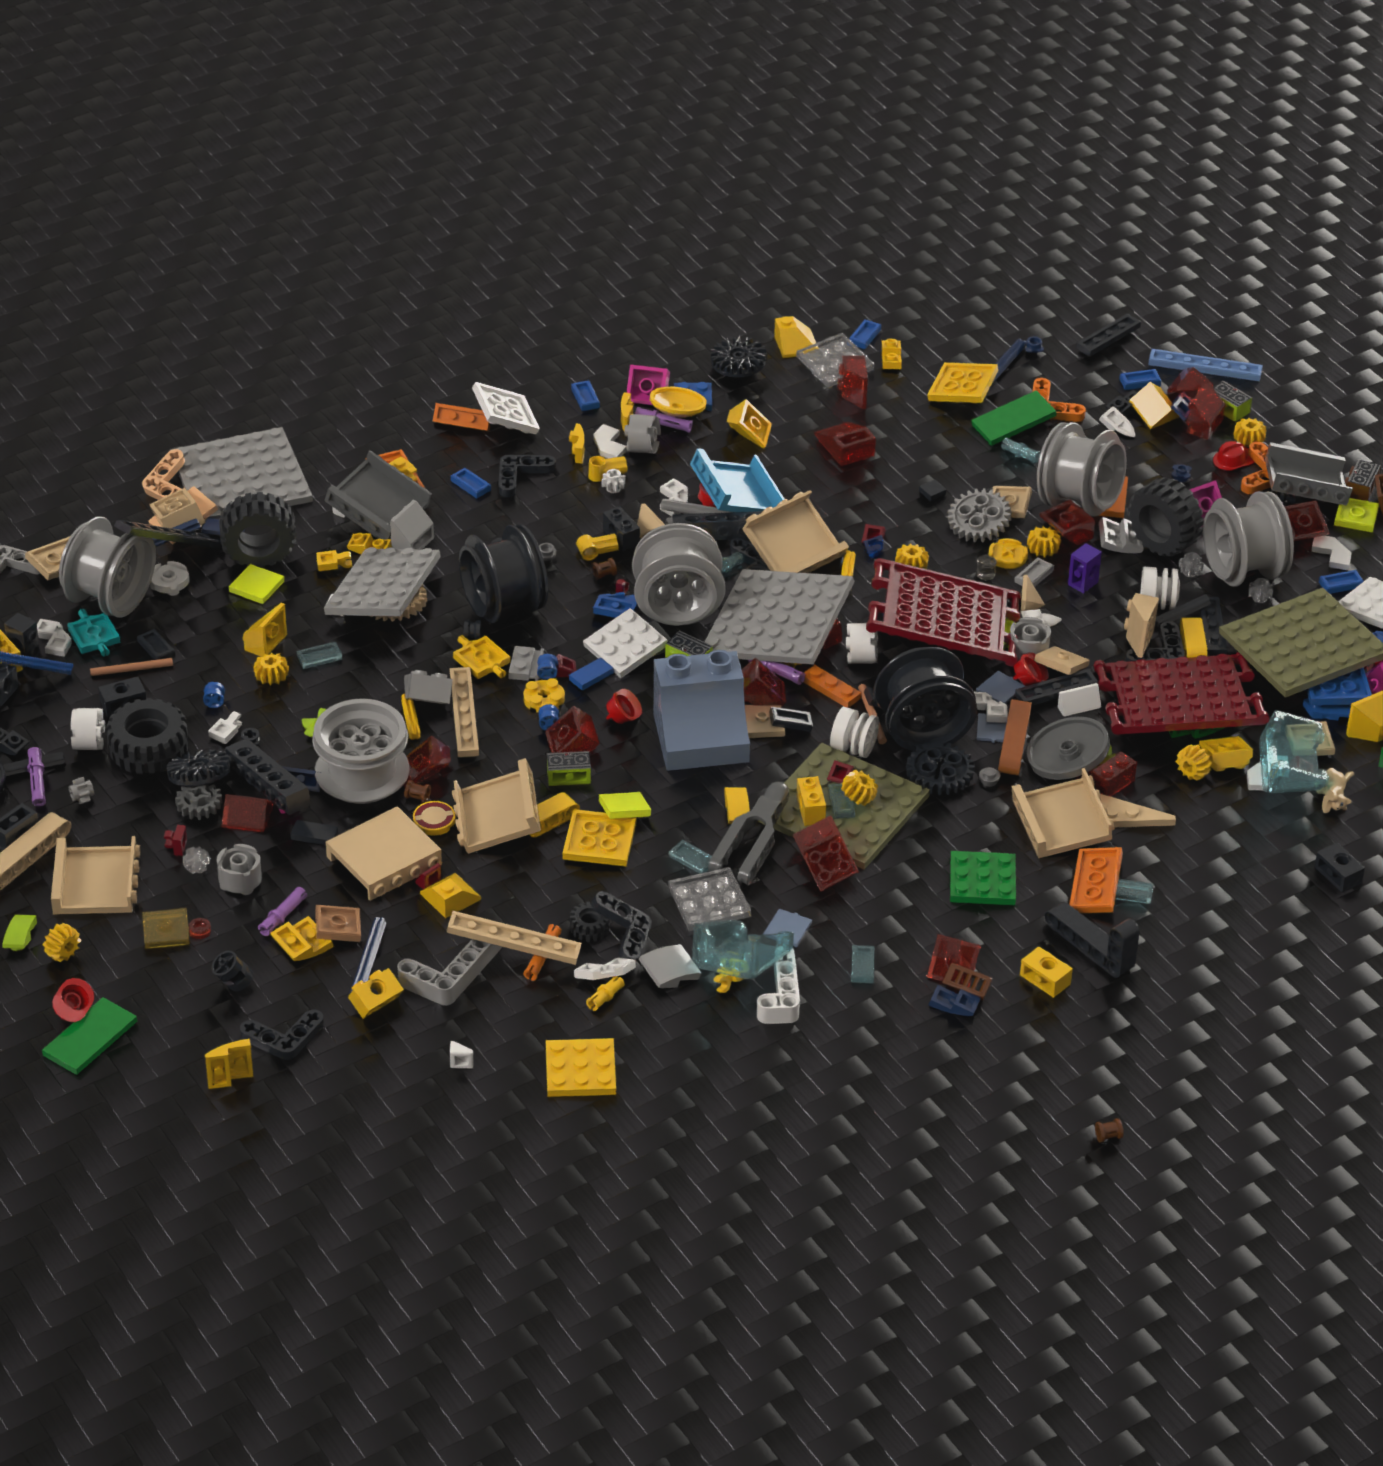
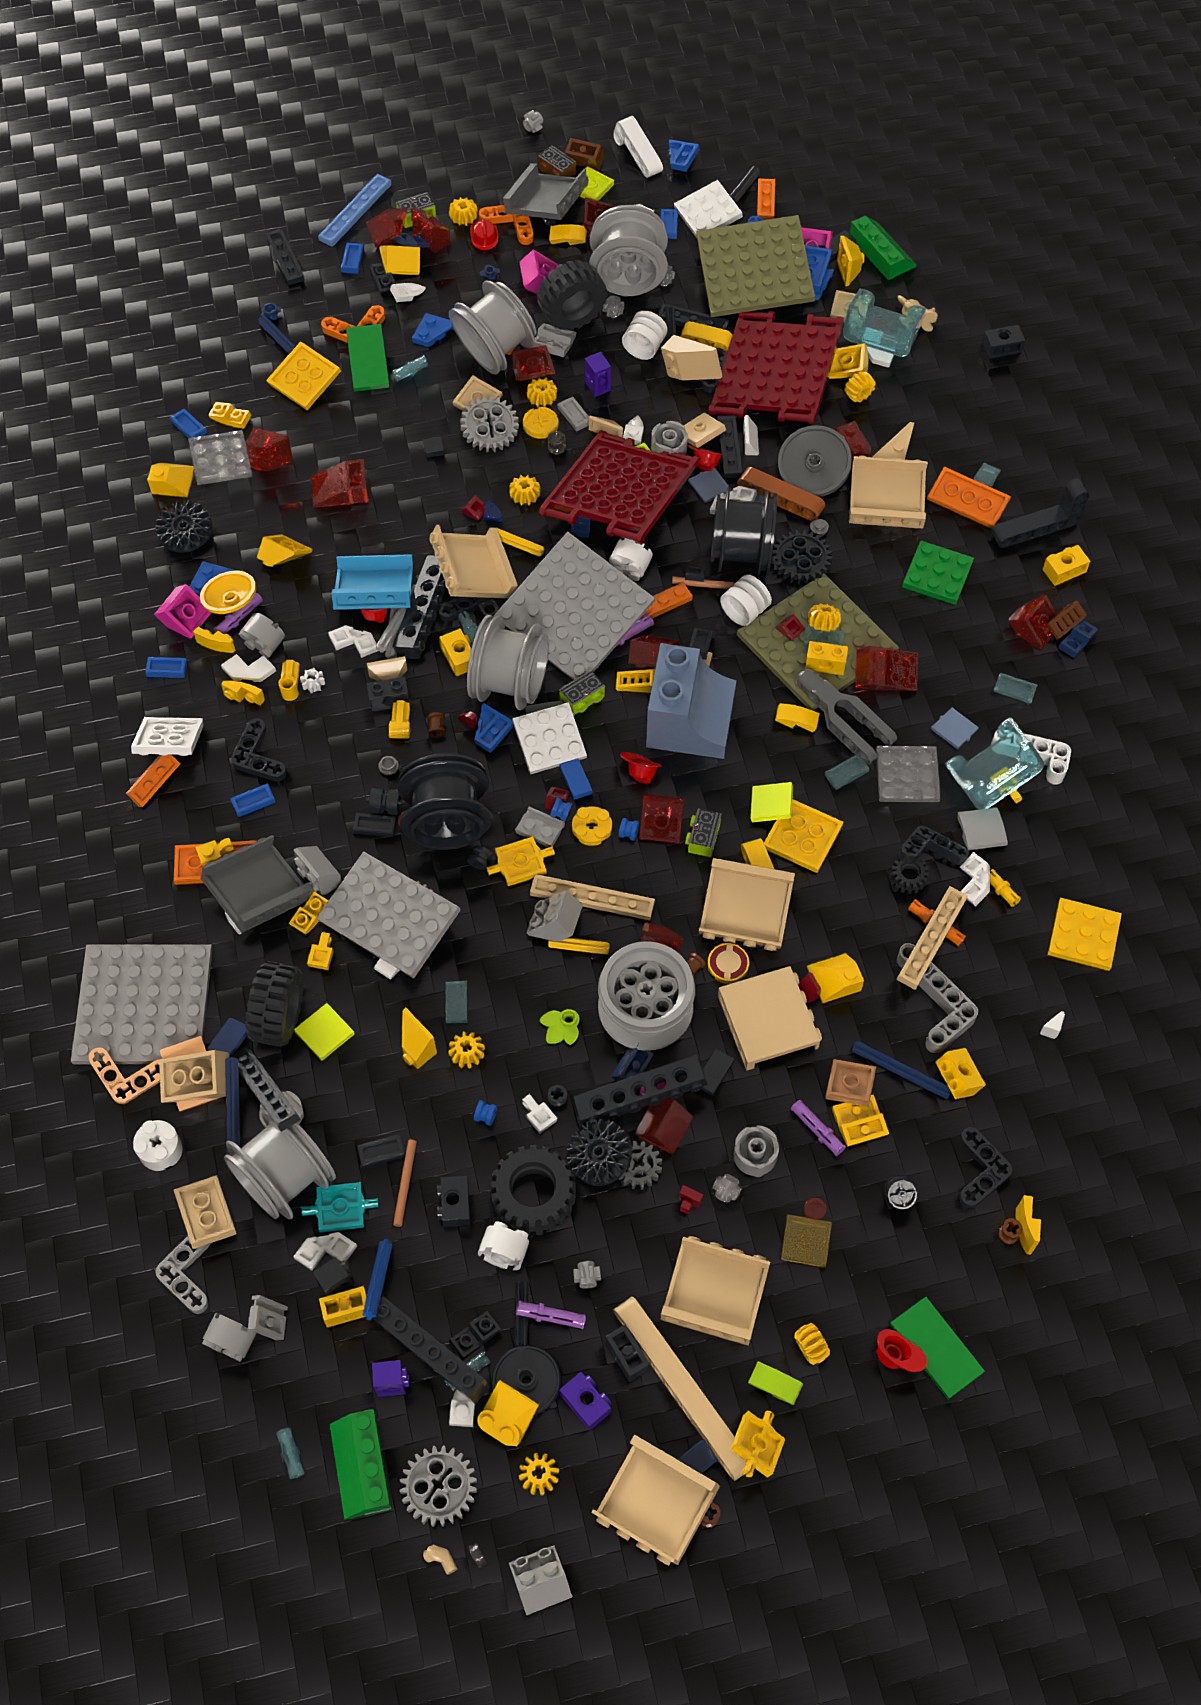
camera: 70 degrees left, 20 degrees up
(112, 507) = (148, 1149): none -> white brick

